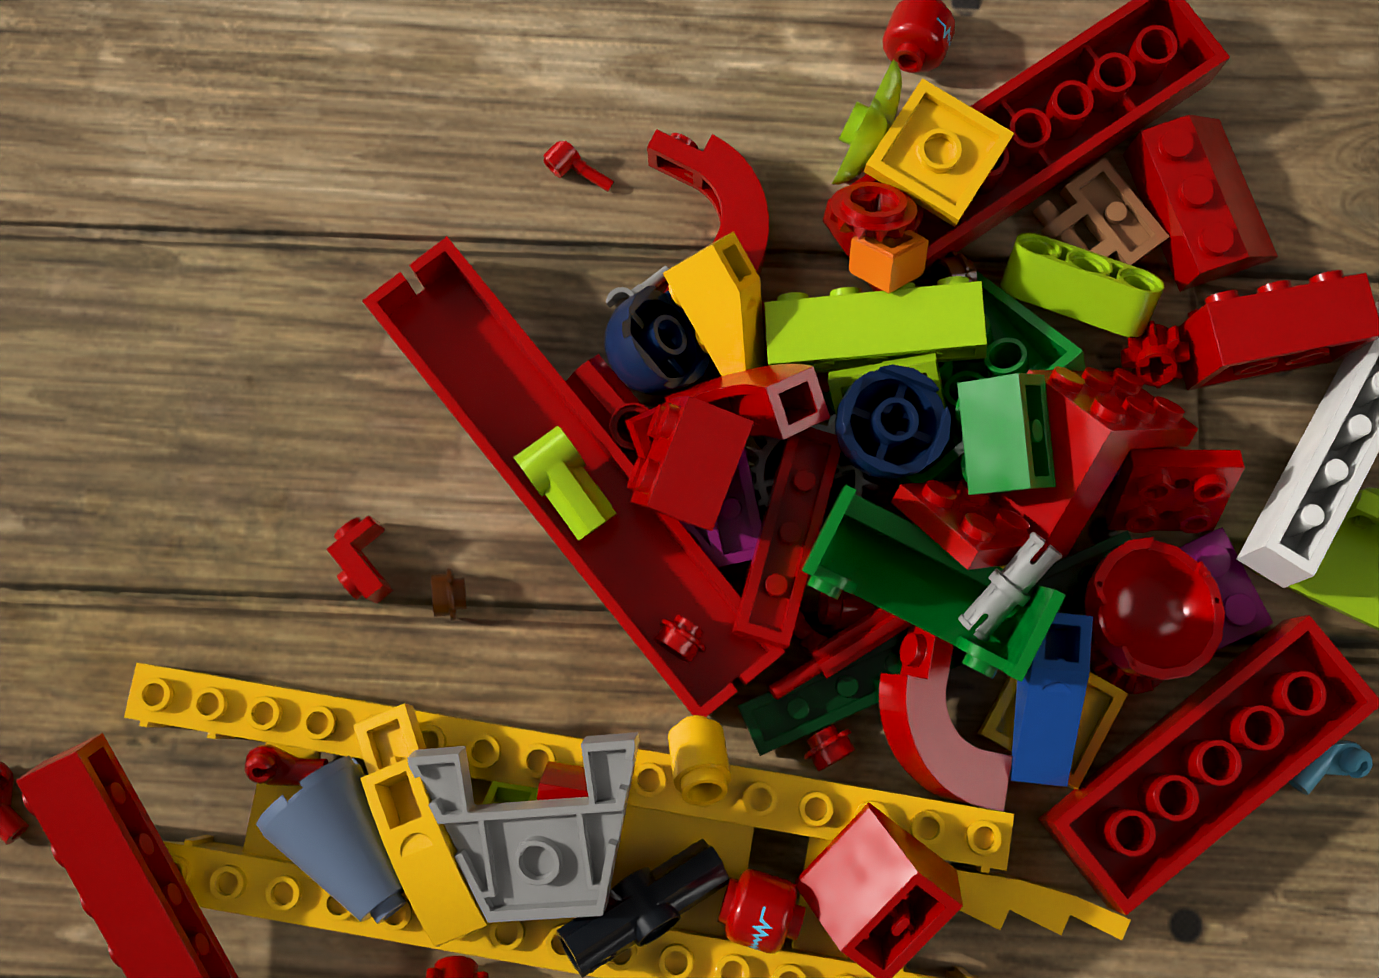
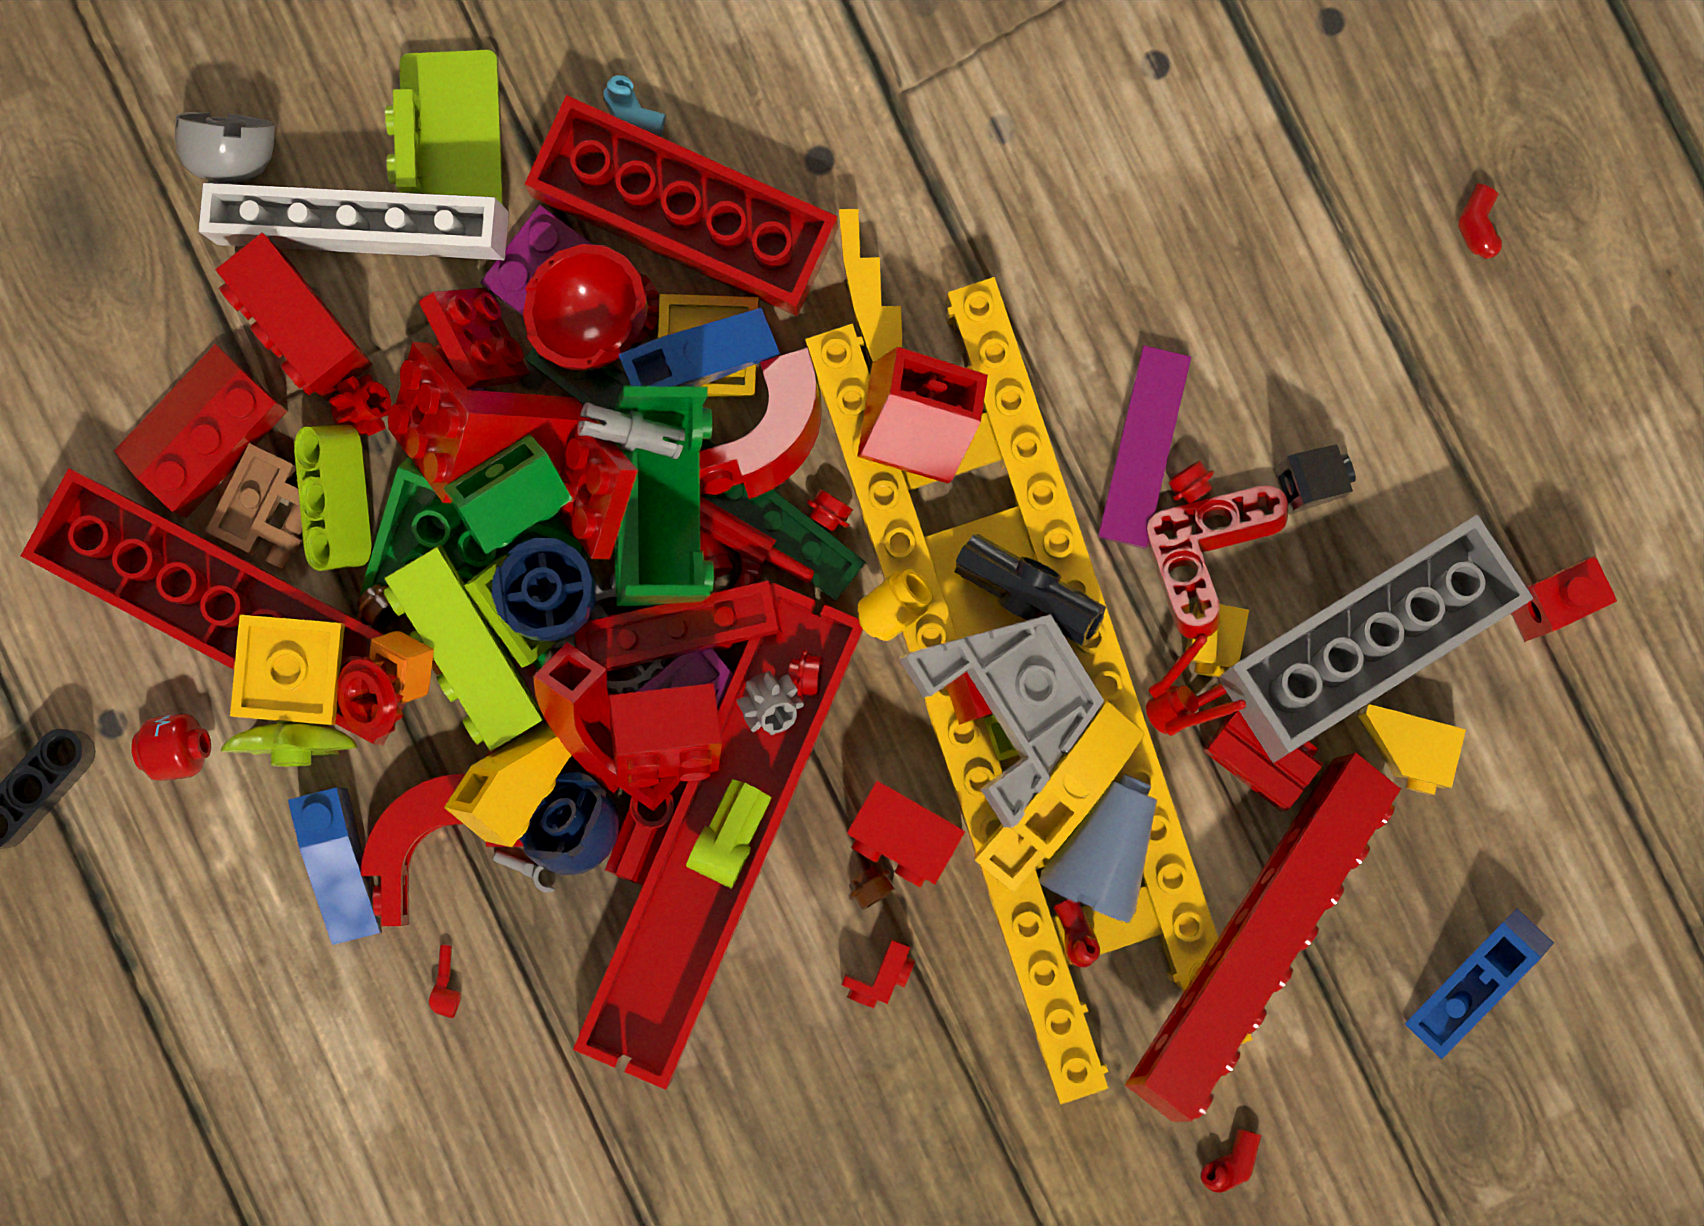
camera: 115 degrees left, 5 degrees up
(473, 650) = (905, 834): none -> red brick
(670, 588) = (770, 703): none -> light grey gear
(756, 123) = (333, 862): none -> slope
(761, 911) = (984, 497): red head -> none

